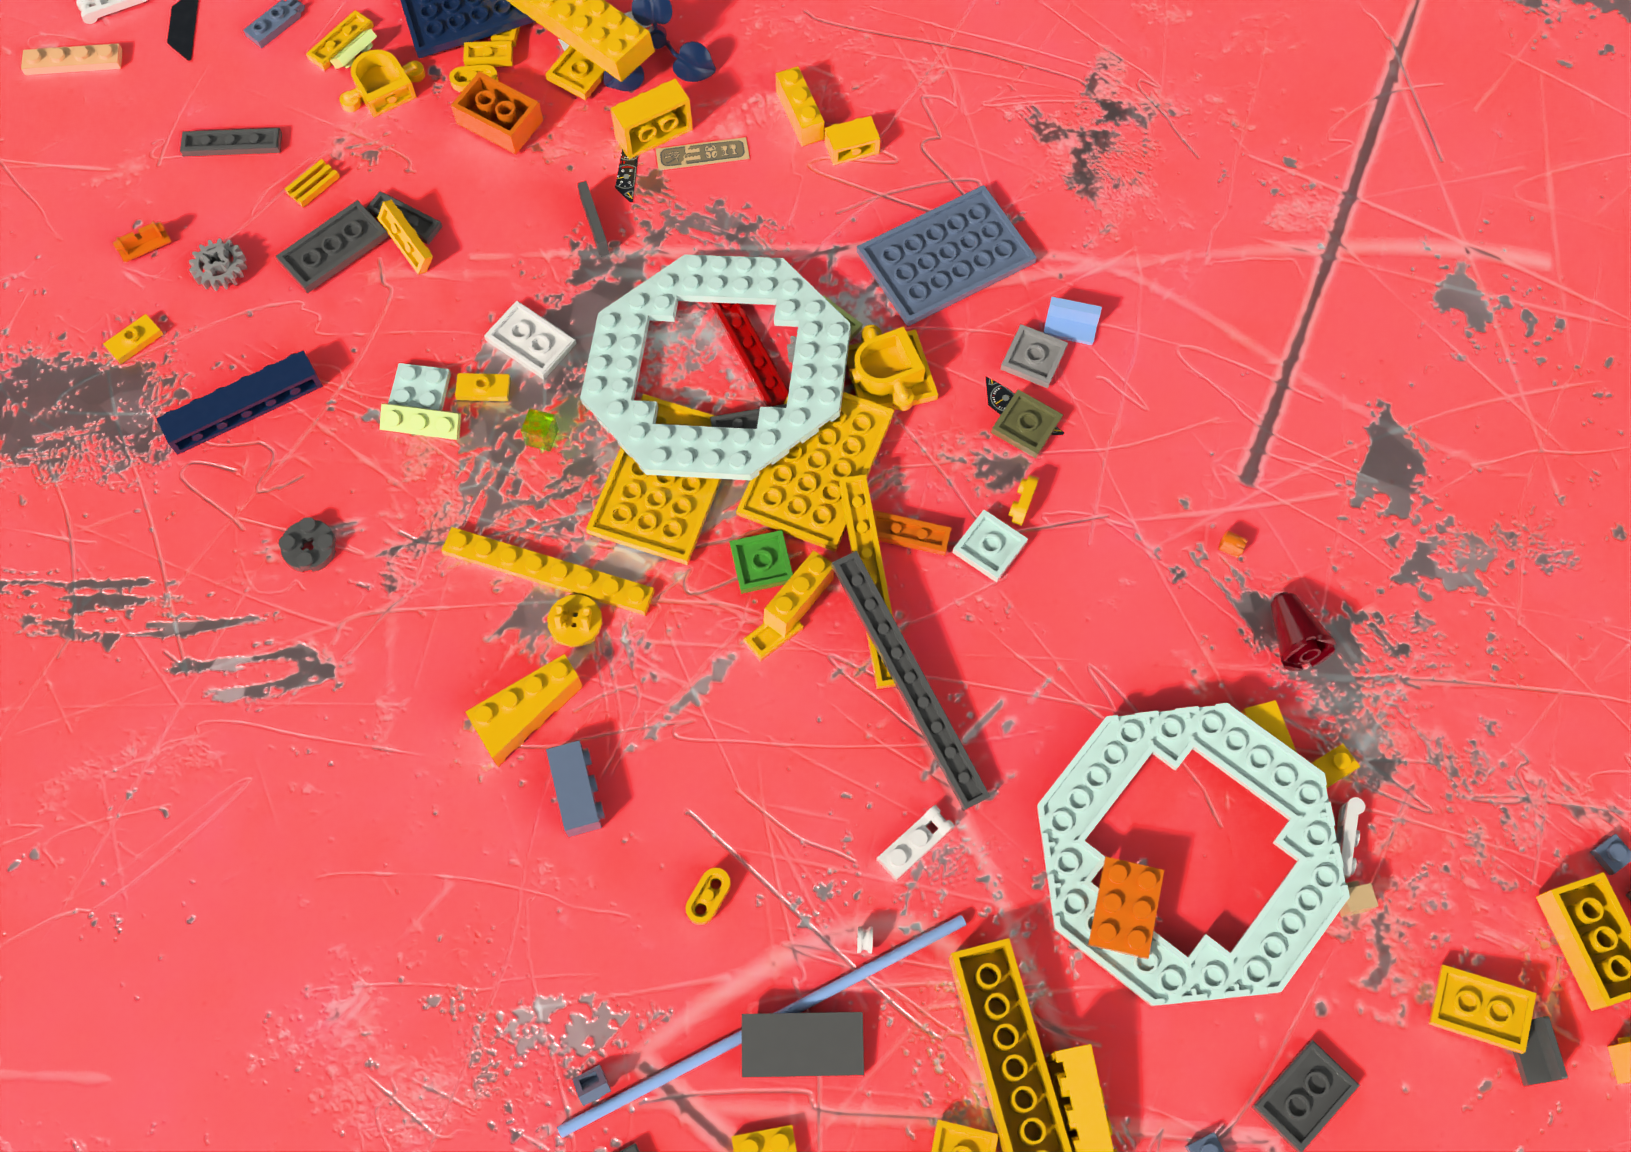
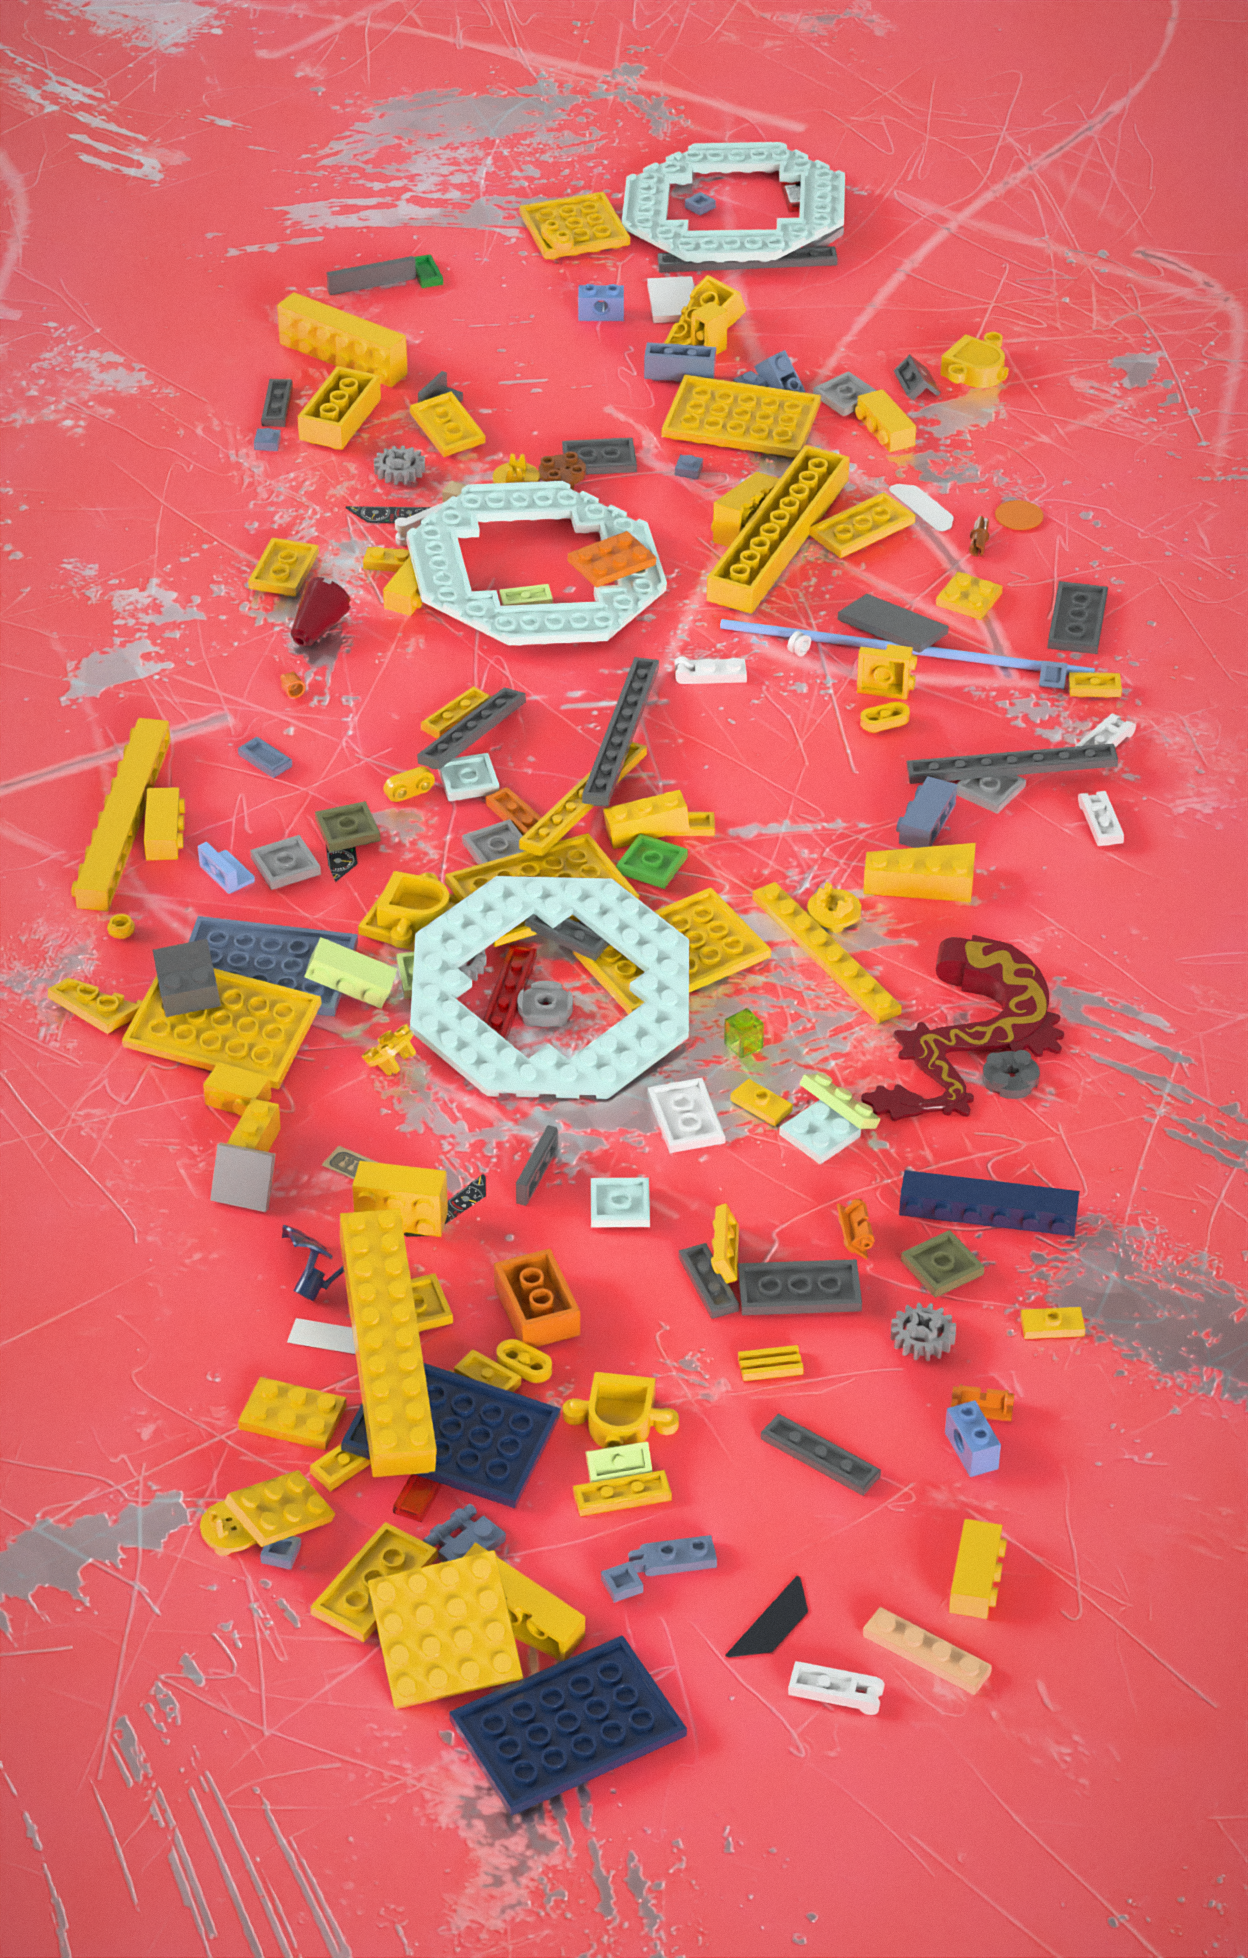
camera: 140 degrees left, 25 degrees down
(67, 120) = (977, 1569): none -> yellow brick
(126, 202) = (972, 1438): none -> medium blue brick
(243, 330) = (942, 1263): none -> olive plate
(326, 314) = (855, 1227): none -> orange hinge
(328, 601) = (984, 969): none -> dark red animal
(416, 906) = (1101, 818): none -> white plate
(483, 1027) = (1109, 731): none -> white plate
(512, 231) = (620, 1202): none -> light aqua plate
(538, 912) = (1013, 763): none -> dark grey tile
(543, 1106) = (1094, 684): none -> yellow plate
(550, 879) = (991, 792): none -> light grey tile
(719, 374) = (536, 1014): none -> light grey plate
(732, 949) = (886, 671): none -> yellow plate
(770, 69) = (242, 1177): none -> light grey tile
(782, 236) = (390, 1044): none -> yellow plate
(868, 270) = (350, 972): none -> yellowish green brick
(896, 486) = (493, 842): none -> light grey plate
(918, 179) = (252, 1029): none -> yellow plate
(970, 173) = (186, 978): none -> dark grey slope
(1022, 144) = (96, 1008): none -> yellow wing
(1035, 593) = (471, 728): none -> dark grey plate
(1075, 619) = (454, 712): none -> yellow tile
(1082, 214) = (121, 926): none -> yellow plate
(1159, 324) = (164, 823): none -> yellow brick
(1159, 807) = (526, 595): none -> yellowish green plate
(1168, 455) = (265, 757): none -> sand blue tile
(1201, 316) = (122, 815): none -> yellow brick
(1315, 1027) = (562, 468): none -> dark orange plate
(1352, 998) = (516, 471): none -> yellow plate
(1396, 843) = (384, 514): none -> black sticker
(1397, 681) = (283, 567): none -> yellow plate
(1465, 898) = (399, 465): none -> light grey gear

